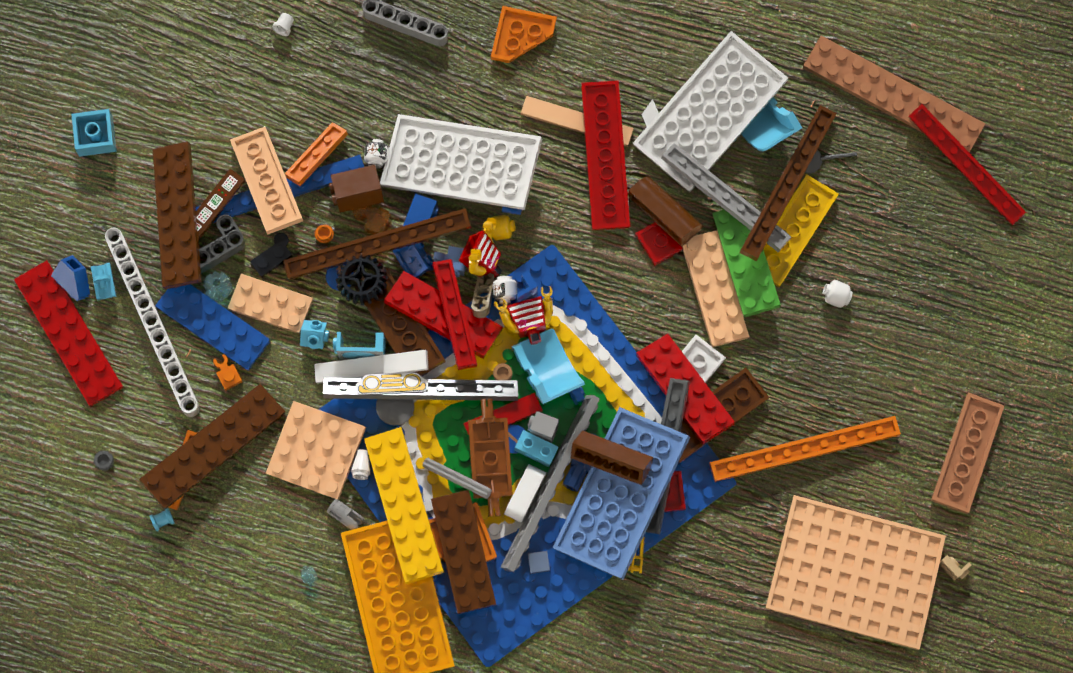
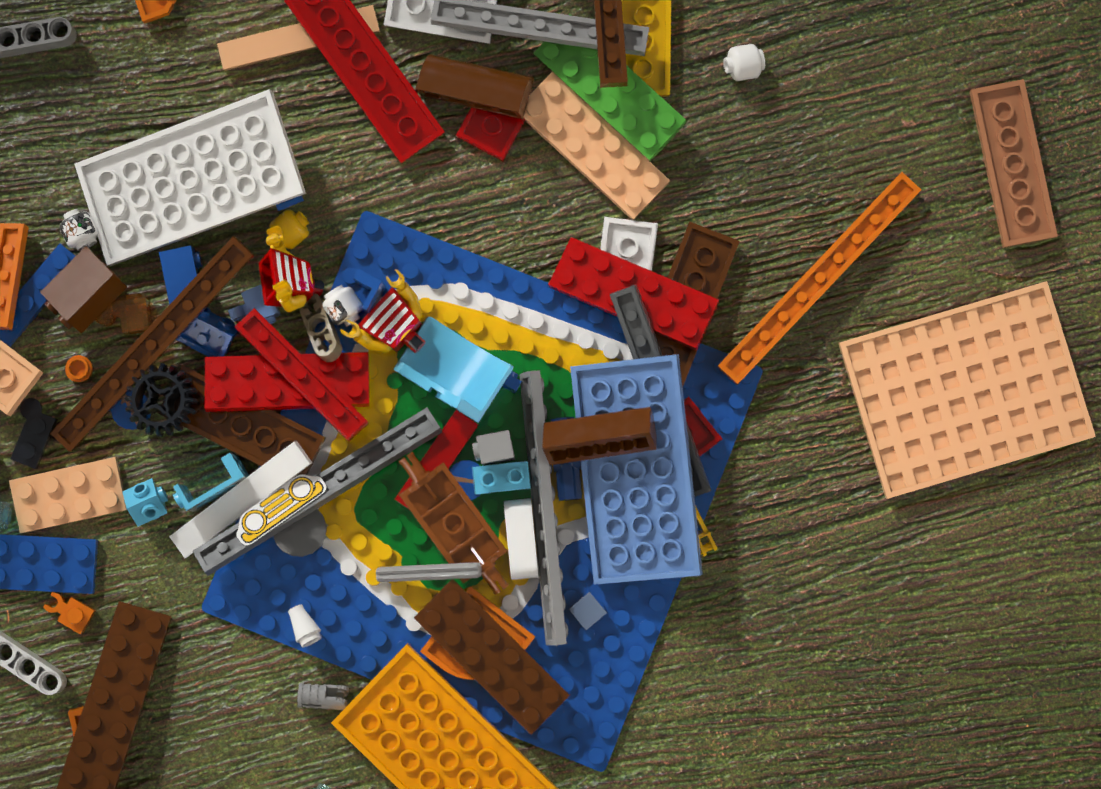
camera: 25 degrees left, 10 degrees up
(316, 450) = (237, 641): light nougat plate -> none
(403, 505) = (386, 645): yellow plate -> none
(502, 372) = (402, 408): medium nougat tile -> none
(951, 567) = (1076, 315): tan bracket -> none

